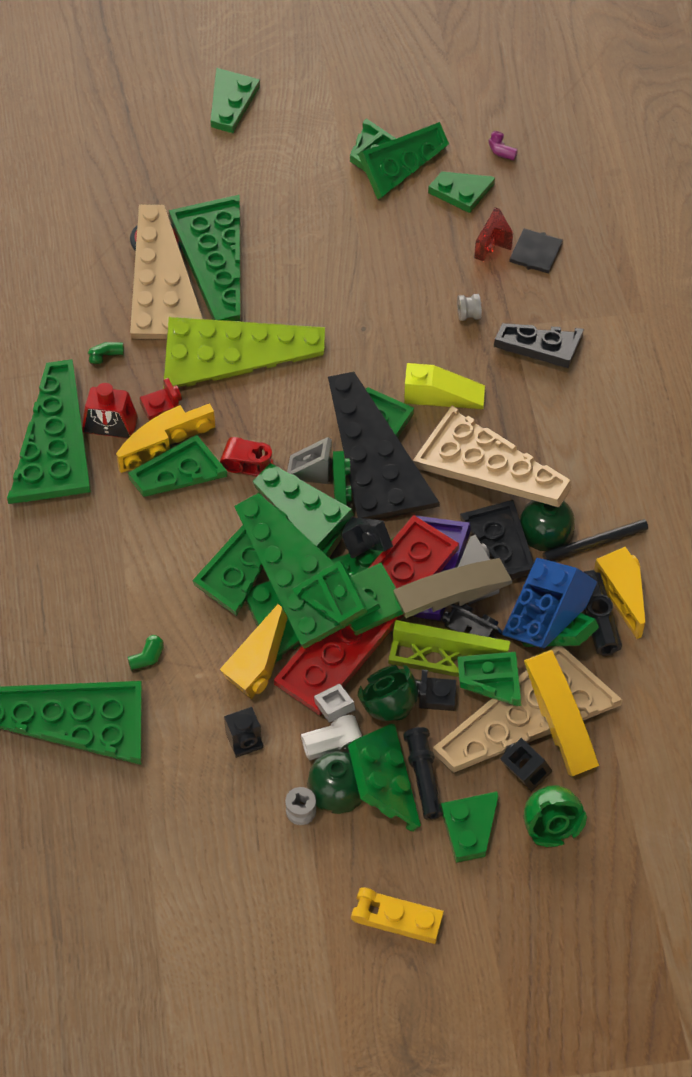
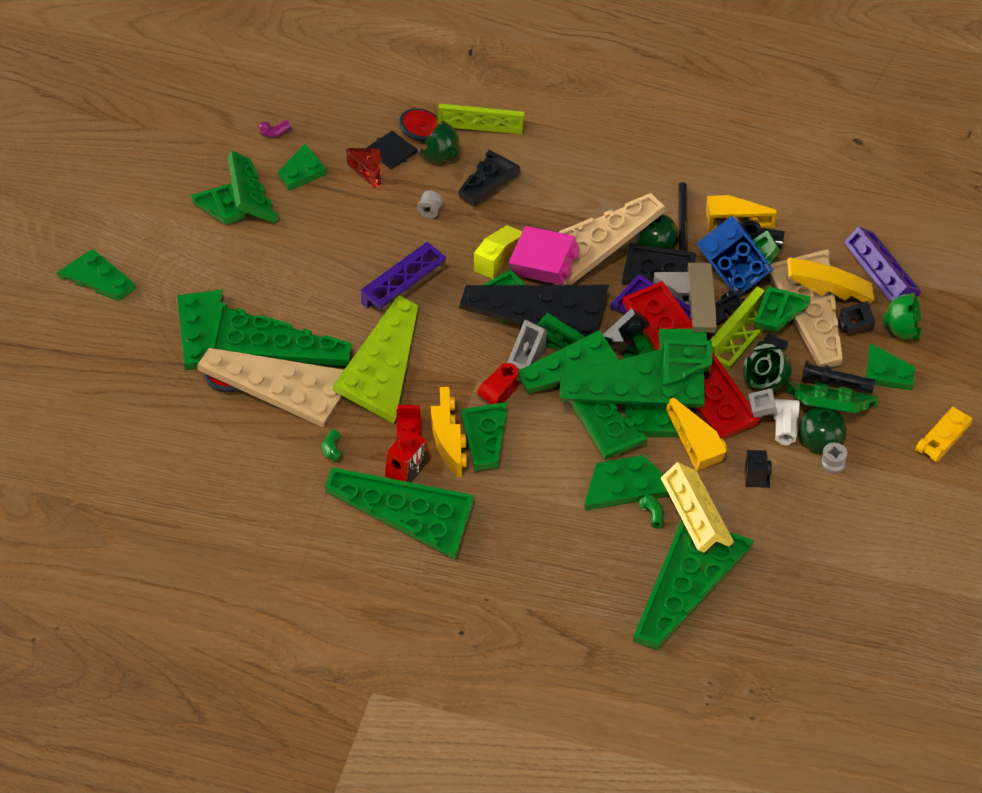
camera: 65 degrees left, 5 degrees down
(147, 680) = (696, 507): none -> light yellow fence
(174, 615) = (624, 482): none -> green wing
(219, 184) = (197, 324): none -> green wing
(351, 320) = (403, 271): none -> dark purple fence
(440, 425) = (544, 255): none -> dark pink brick
(556, 281) = (441, 144): none -> dark green cylinder
(583, 259) = (418, 123): none -> red wheel
(623, 304) = (481, 118): none -> lime fence
(628, 761) = (880, 264): none -> dark purple fence

